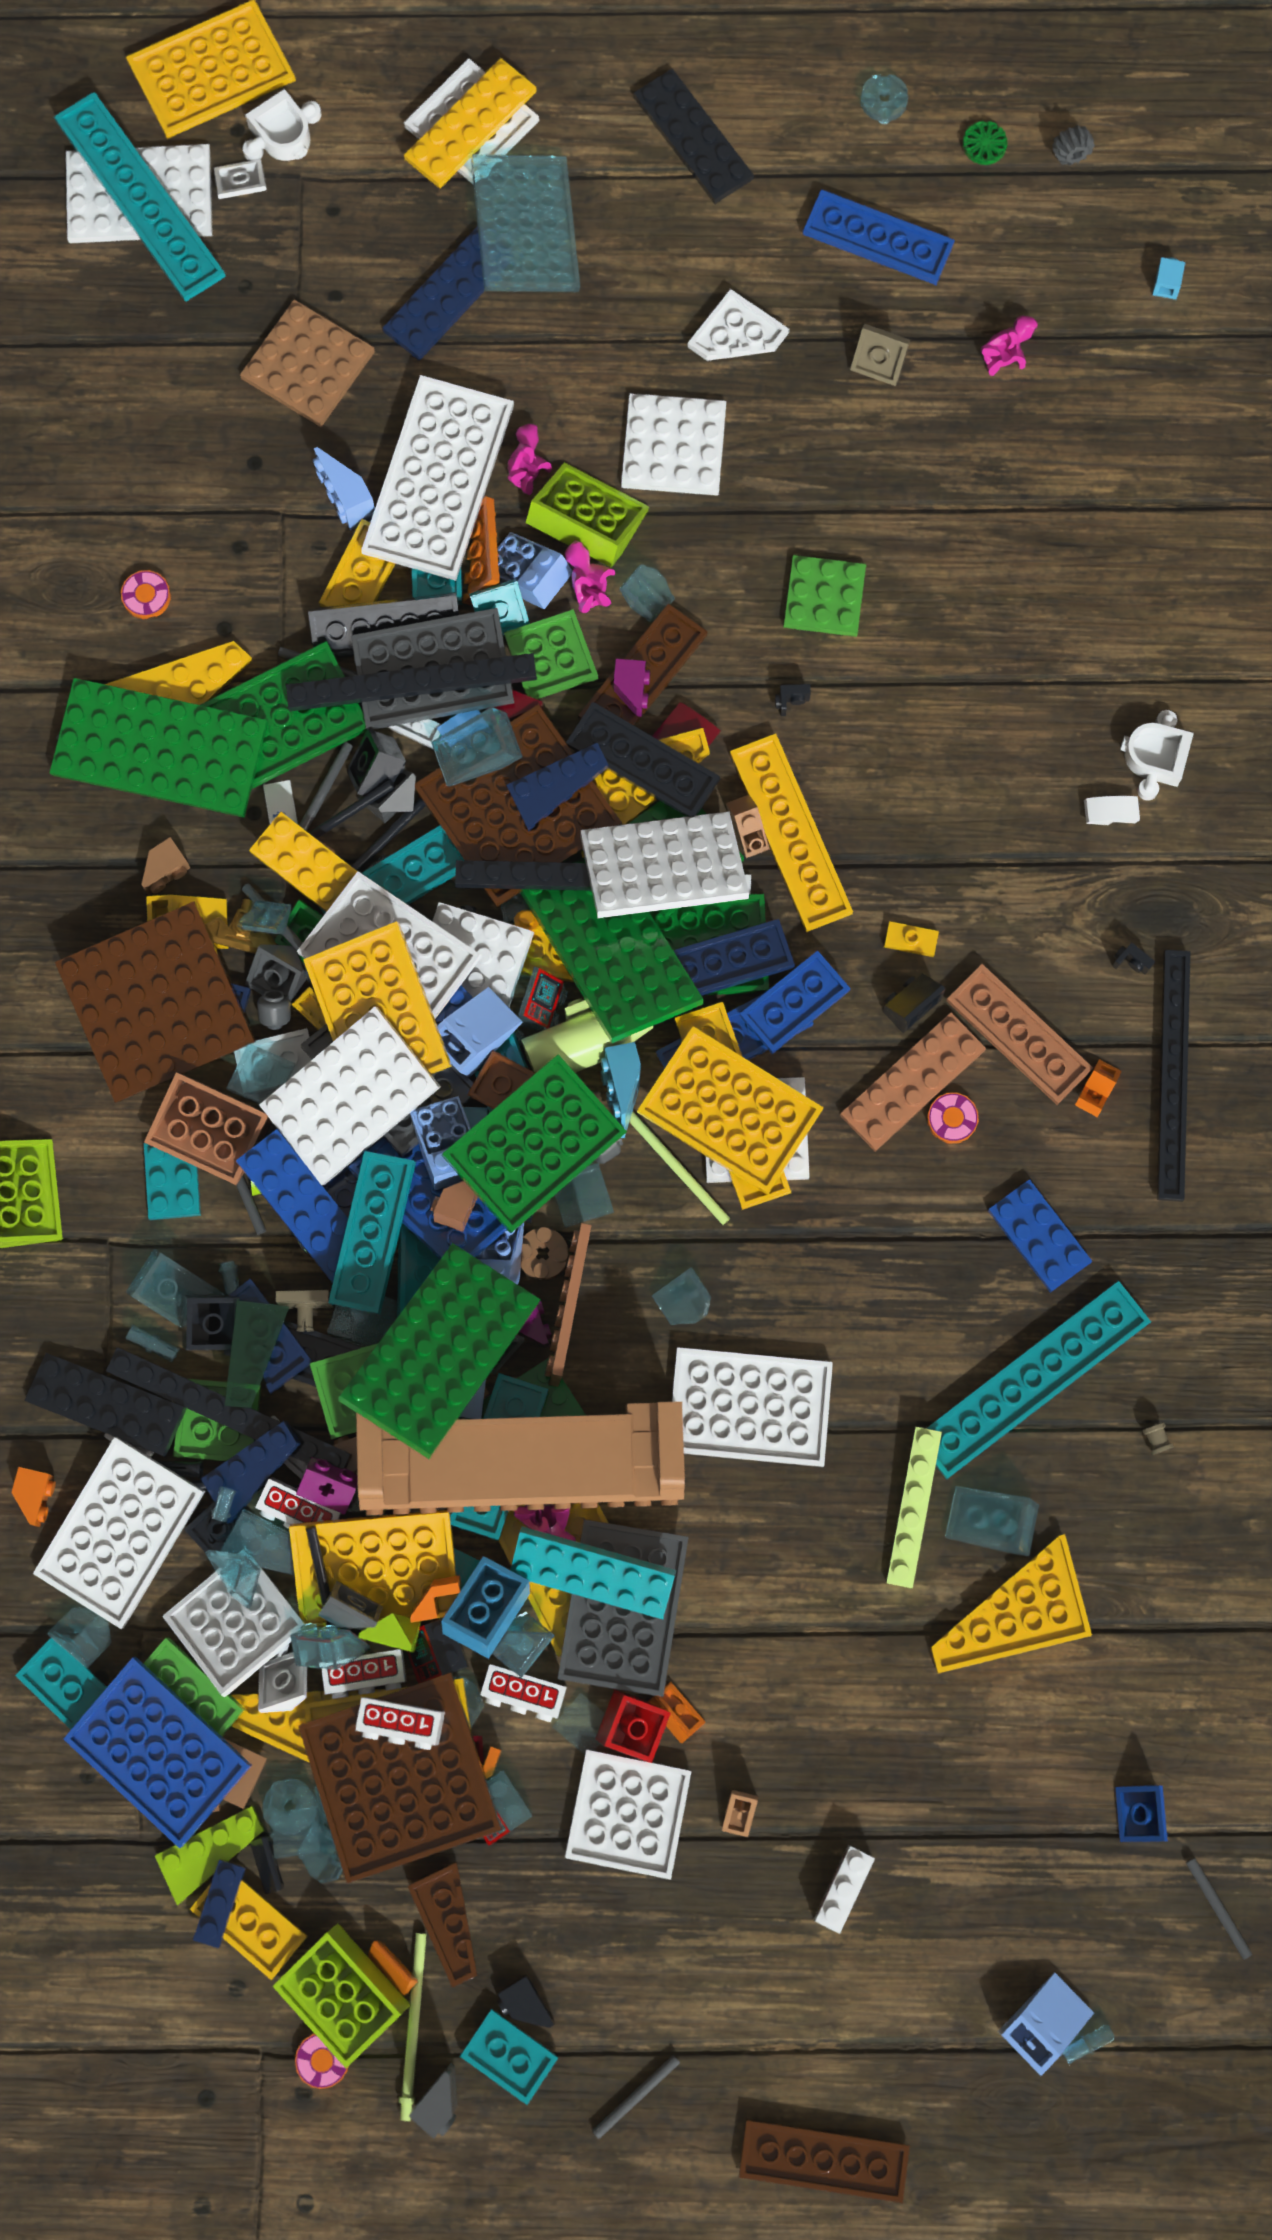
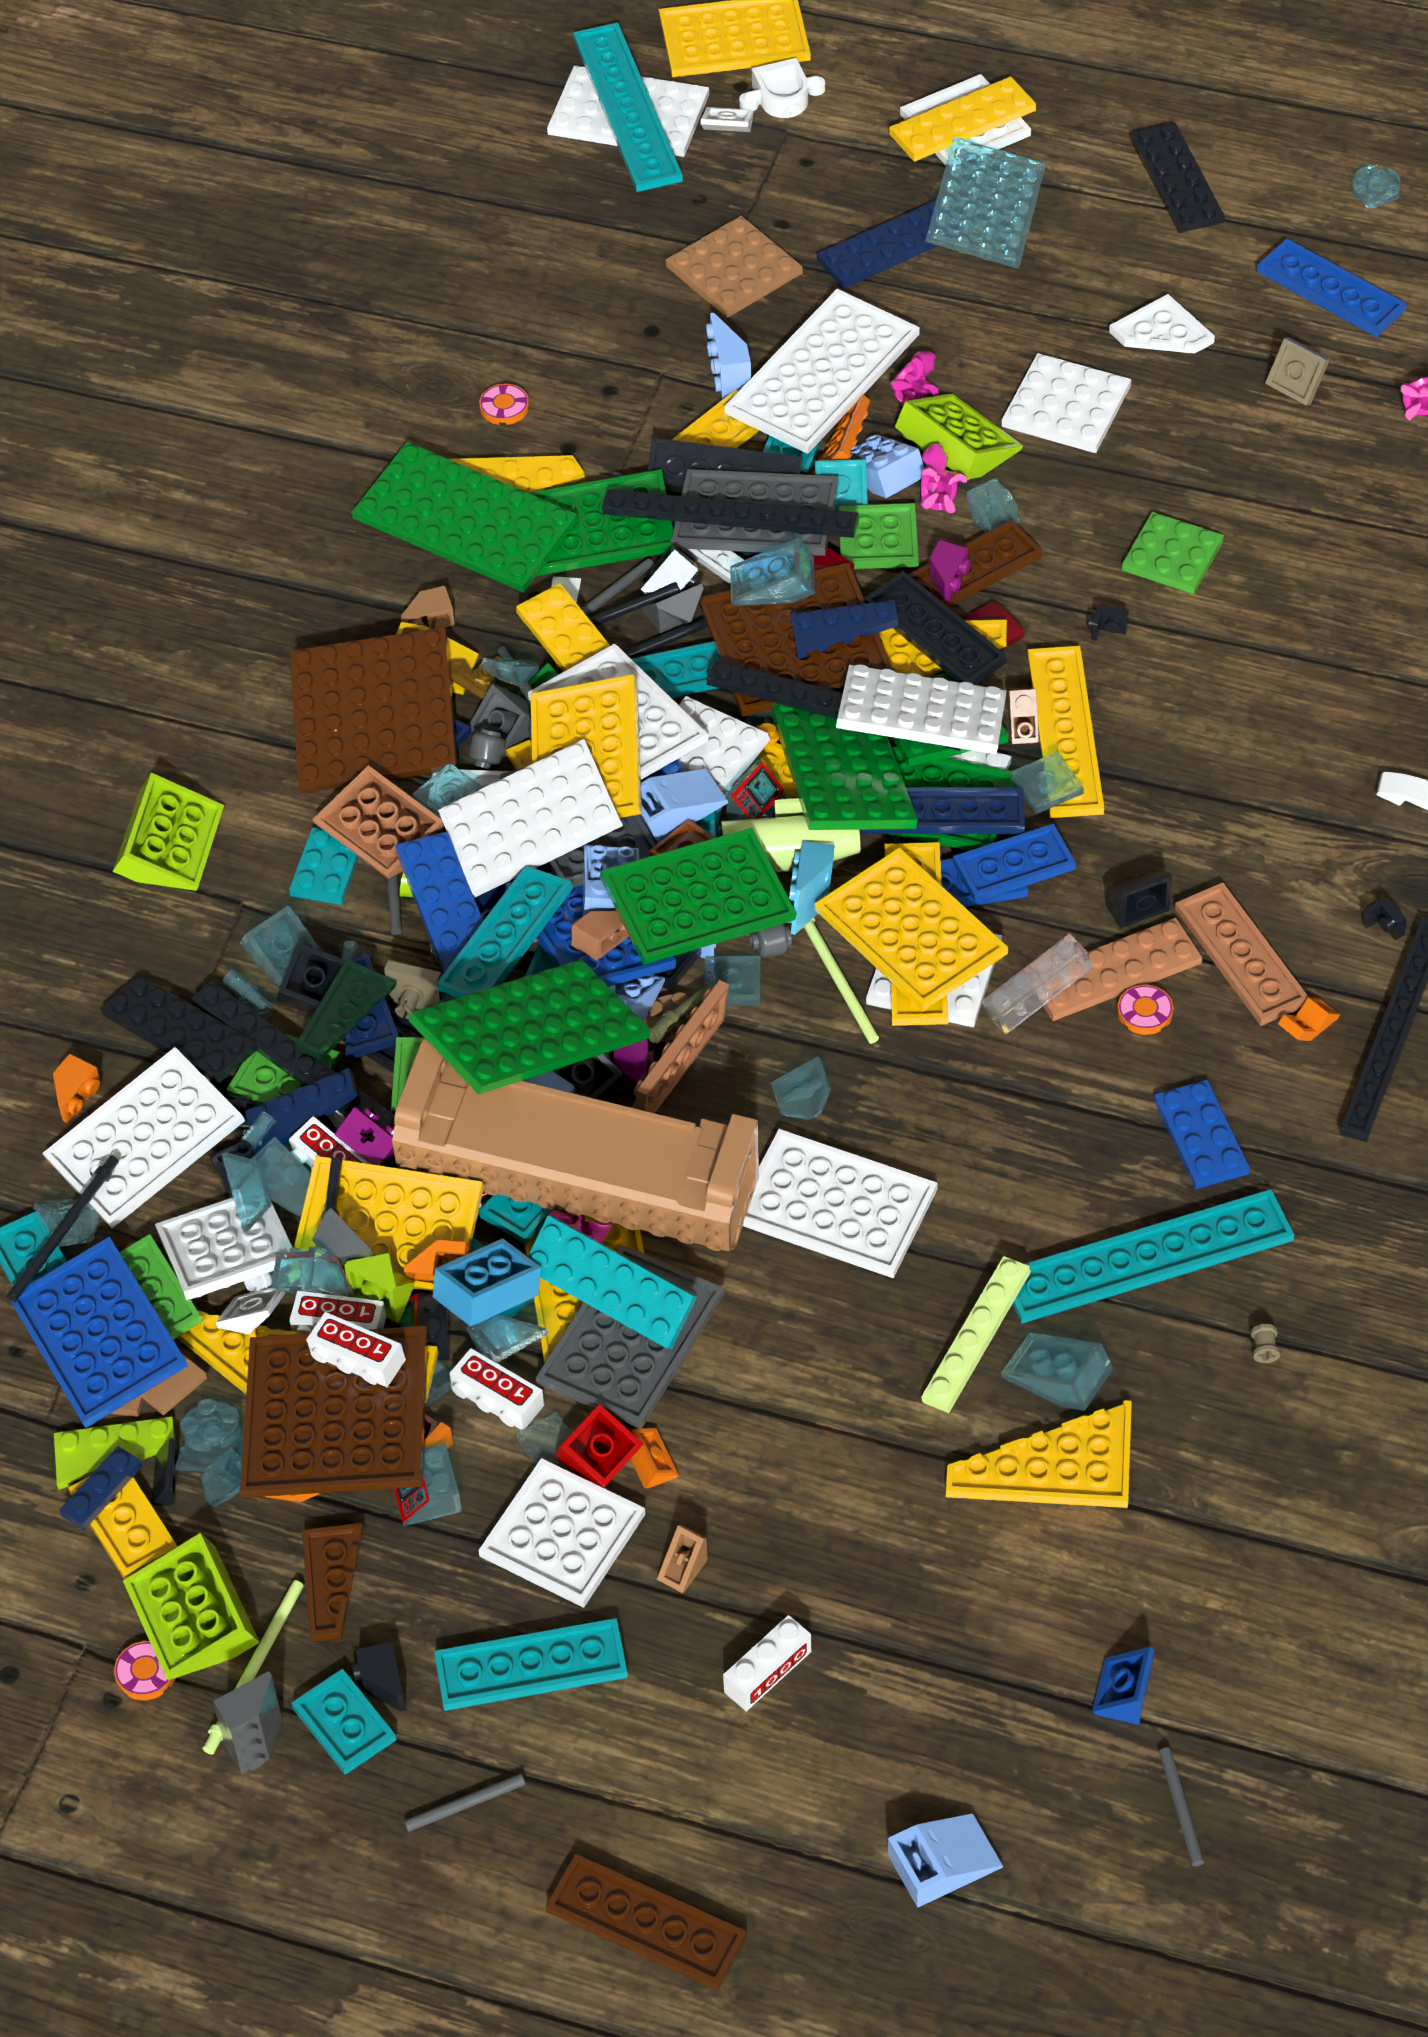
camera: 20 degrees right, 25 degrees down
(85, 1655) = (102, 1174): none -> black bar
(392, 1967) = (254, 1600): orange slope -> none
(549, 1263) = (674, 1019): none -> olive pin
(646, 1951) = (530, 1664): none -> teal plate
(796, 903) = (1047, 782): none -> clear light blue plate
(856, 1130) = (1037, 984): none -> clear brick
(911, 939) = (1157, 849): yellow plate -> none
(1088, 2044) = (984, 1894): clear light blue axle -> none

